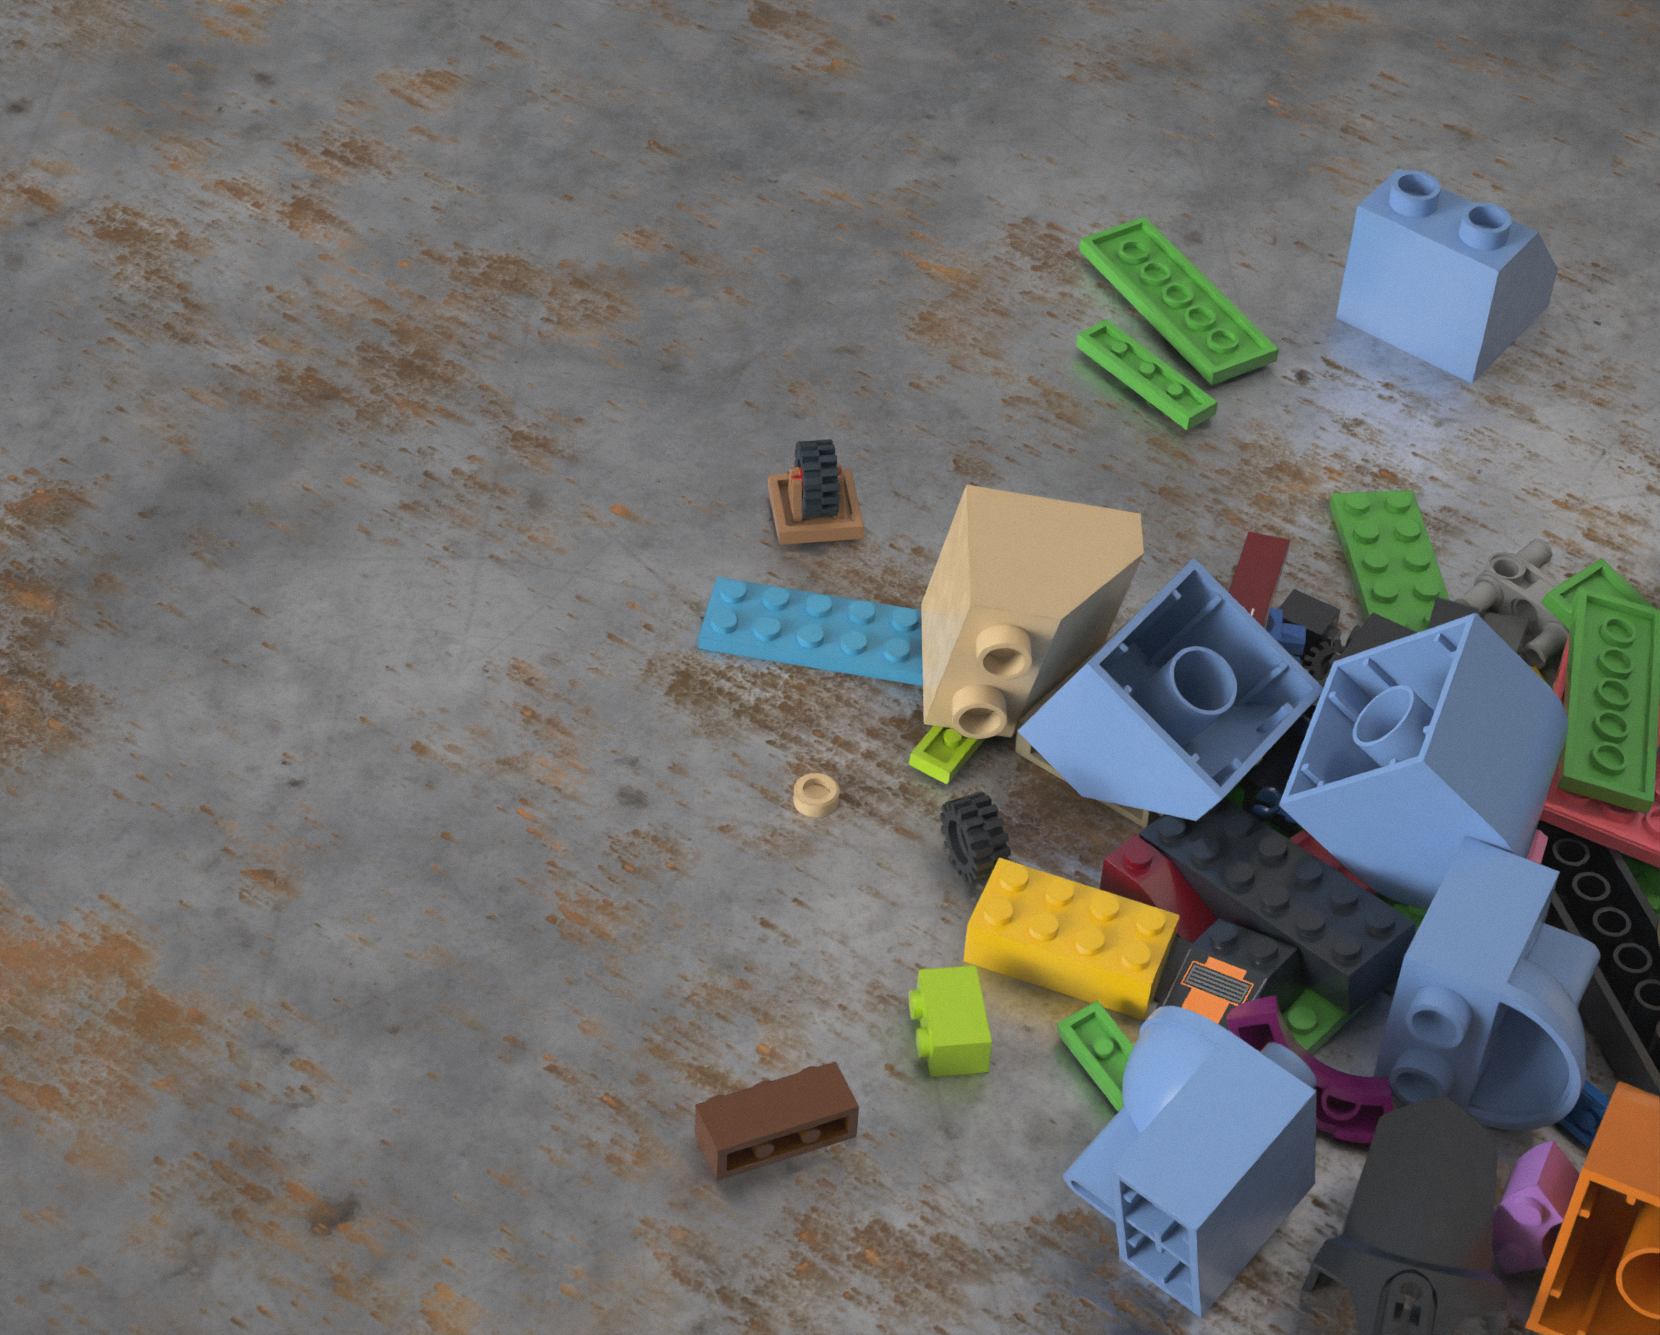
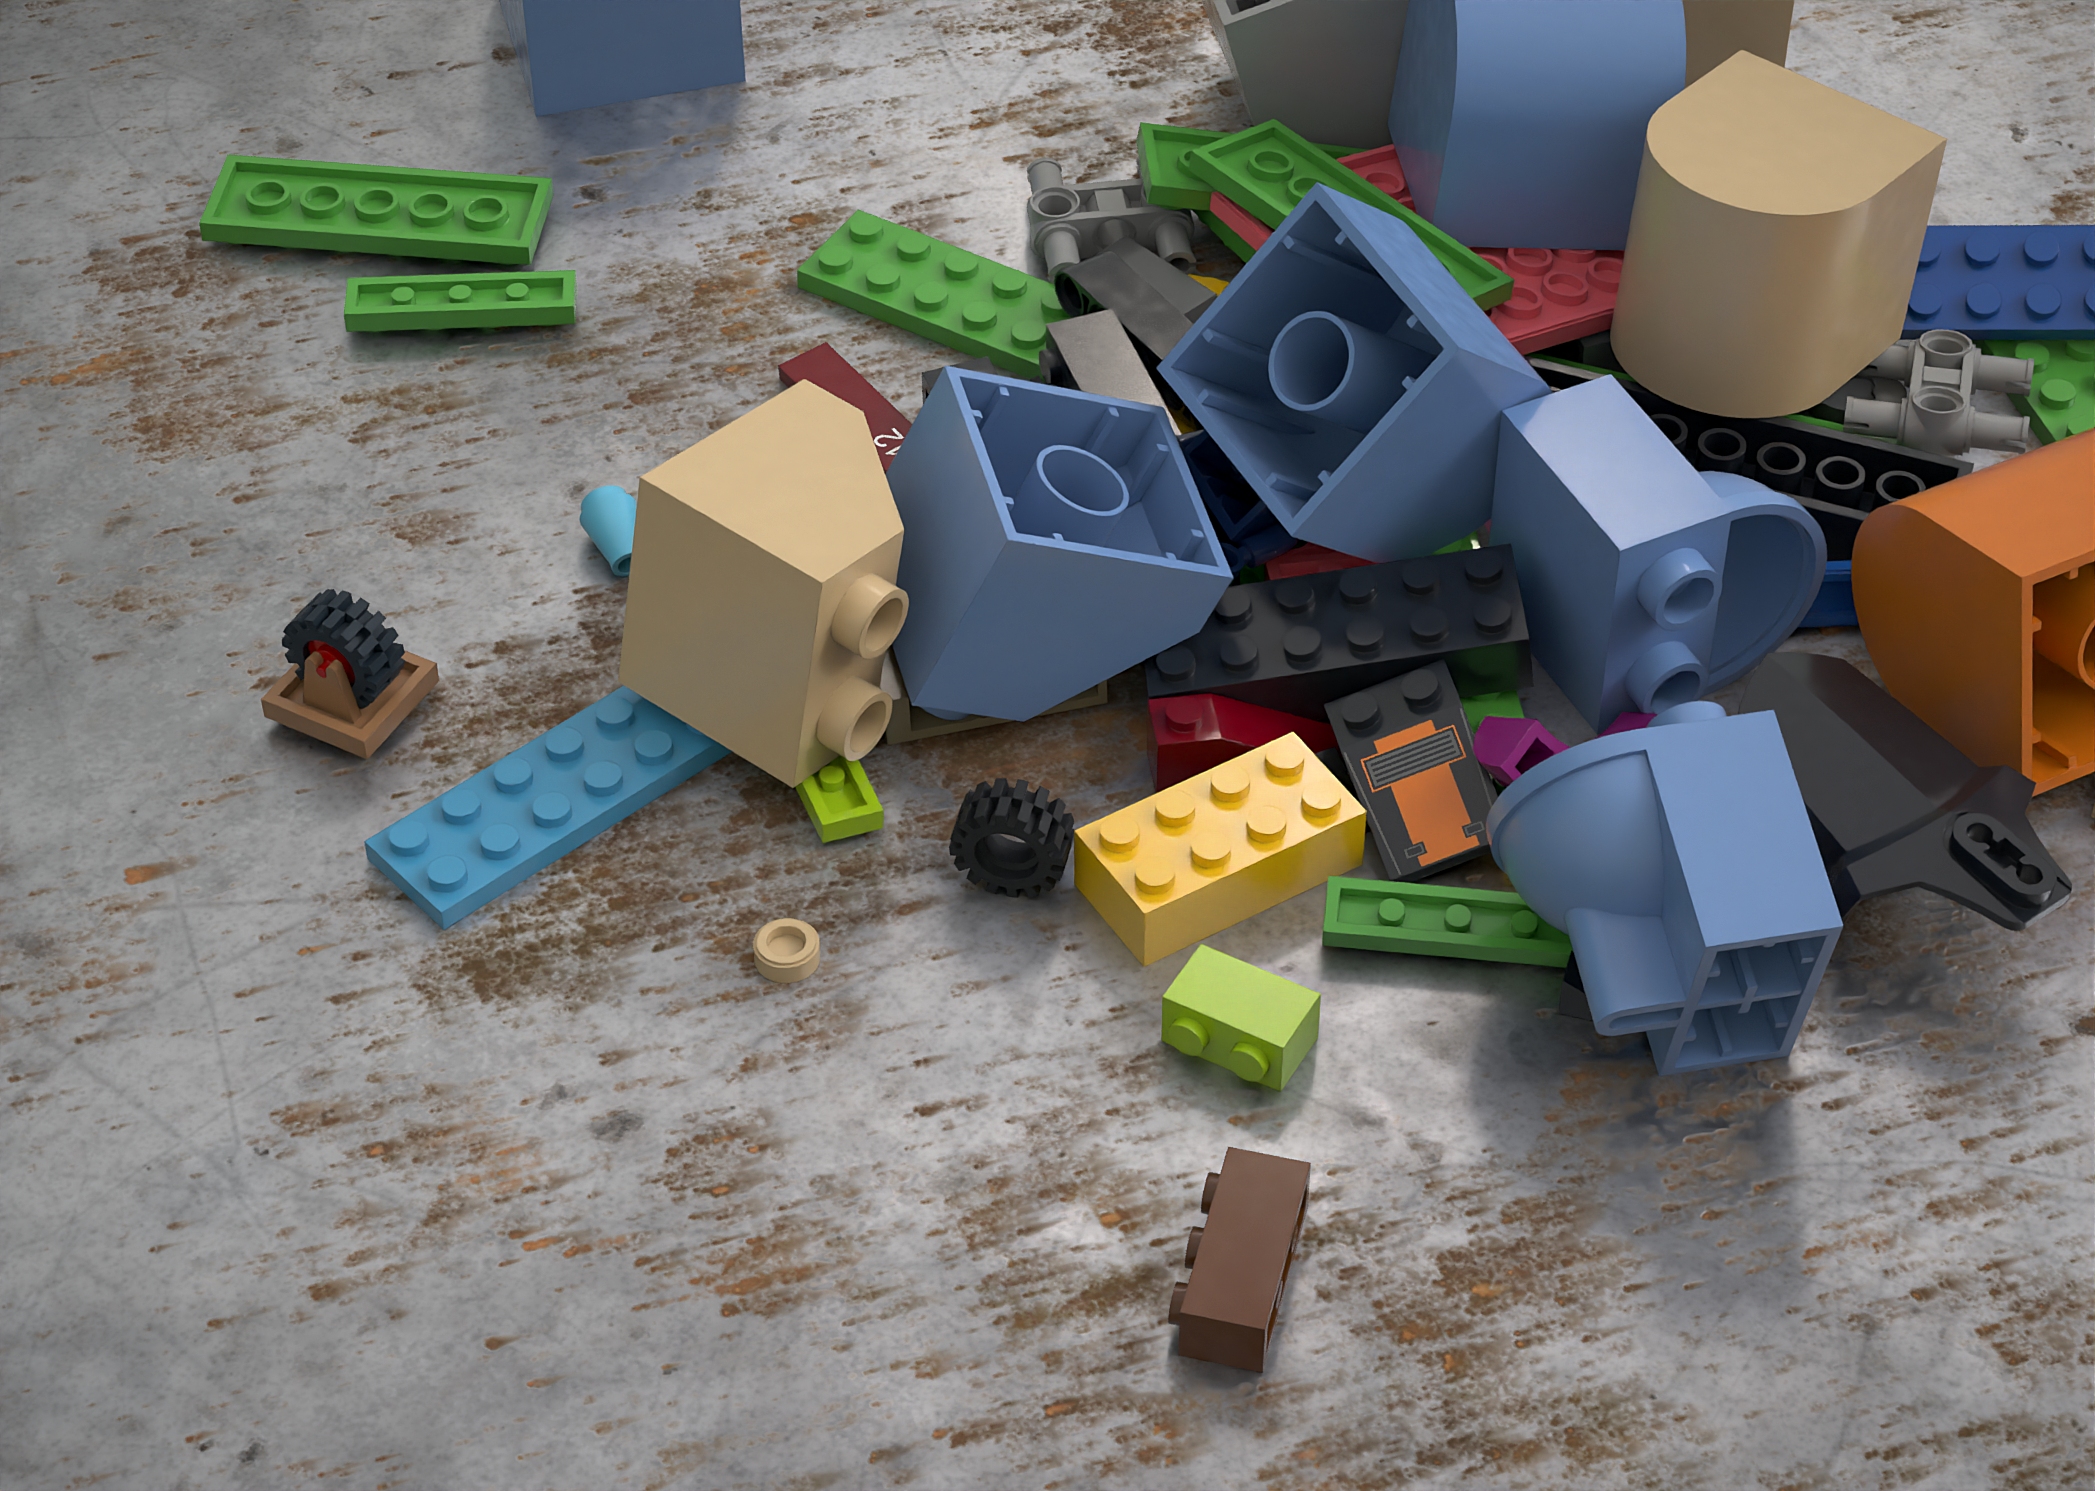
camera: 50 degrees left, 0 degrees up
(1533, 1208) = (1919, 670): medium lavender brick -> none

